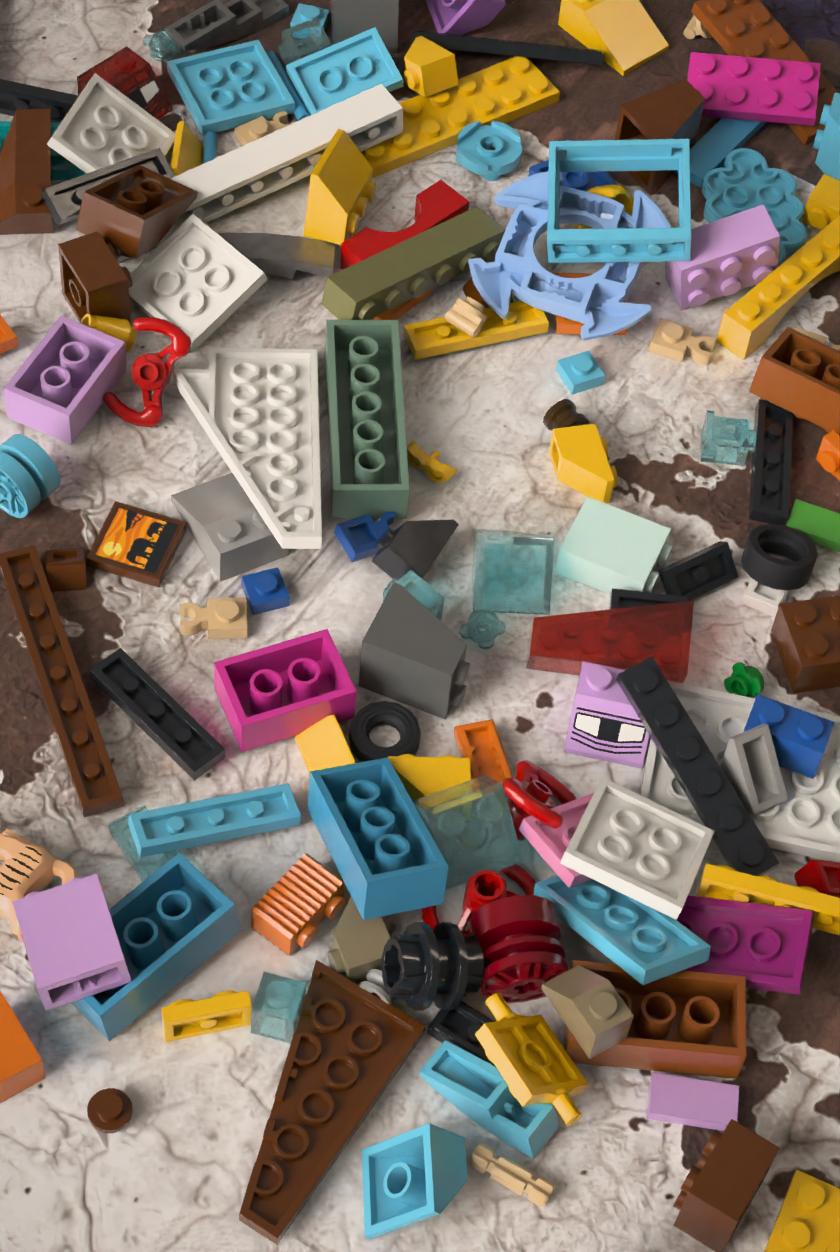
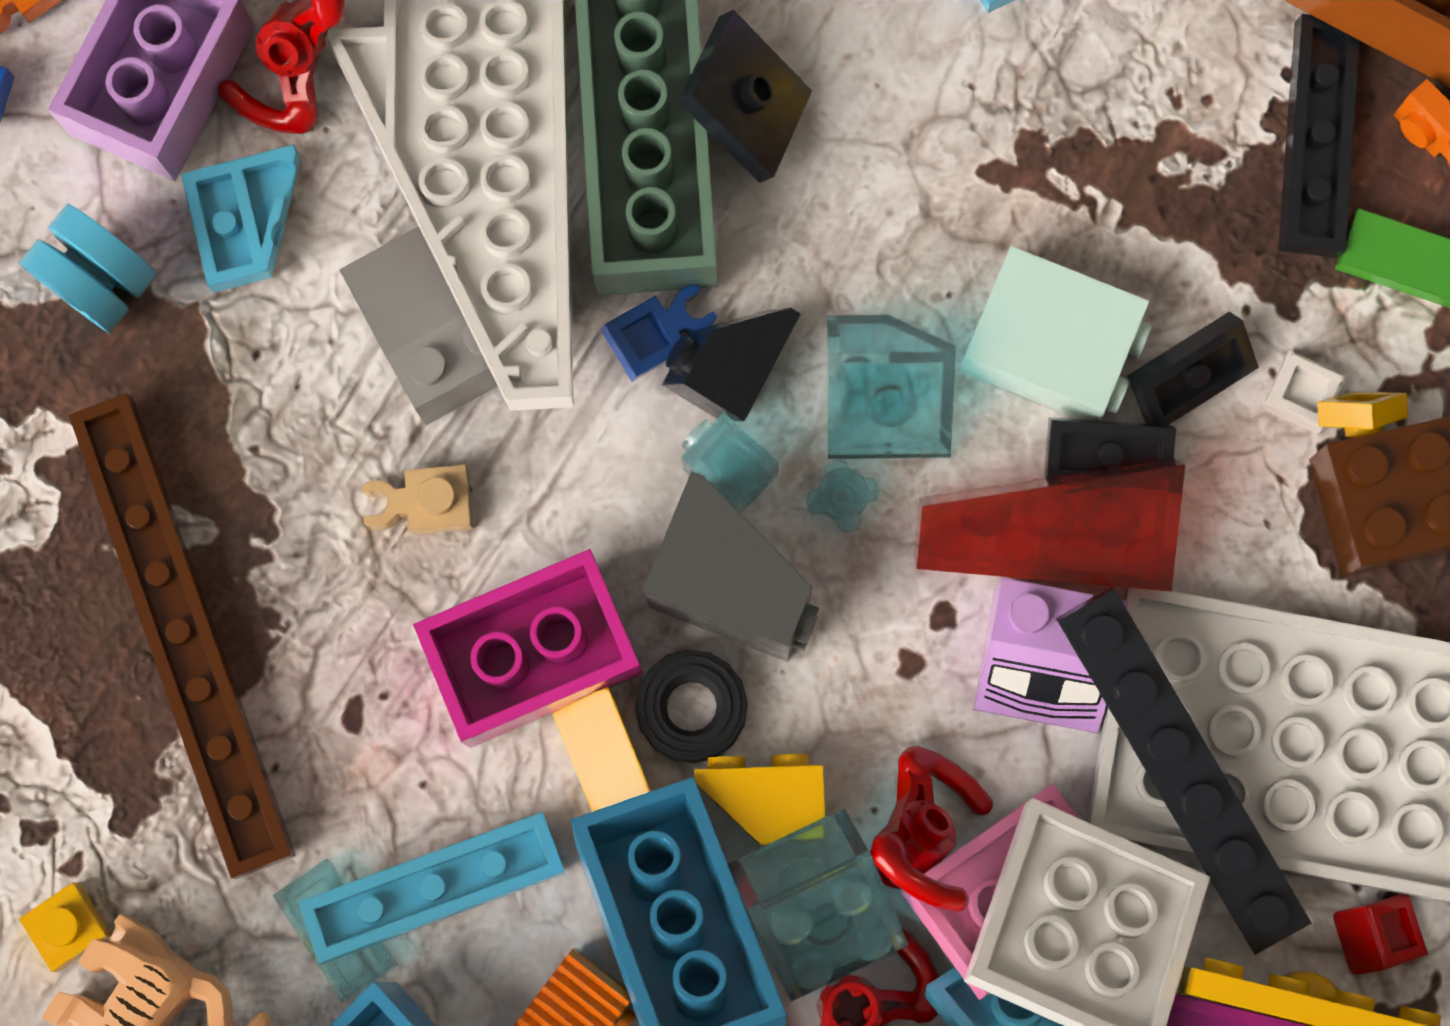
camera: 10 degrees right, 25 degrees up
(66, 569) = (181, 422): reddish brown slope -> none
(112, 461) = (241, 215): none -> medium azure wing
(136, 544) = (289, 368): tile -> none
(157, 714) = (336, 691): black plate -> none
(265, 591) = (496, 444): blue plate -> none
(428, 413) = (745, 96): none -> black plate
(432, 467) = (764, 193): yellow piece -> none
(483, 747) = (848, 744): orange plate -> none
(563, 415) = (976, 82): dark brown wheel -> none
(582, 461) = (1003, 162): yellow slope -> none
(726, 440) = (1231, 110): clear light blue brick -> none
(744, 681) = (1265, 579): green plate -> none
(754, 769) = (1278, 770): light grey slope -> none
(773, 571) = (1349, 302): black tyre -> none
(796, 734) = (1330, 701): blue brick -> none
(800, 592) = (1362, 411): none -> yellow plate

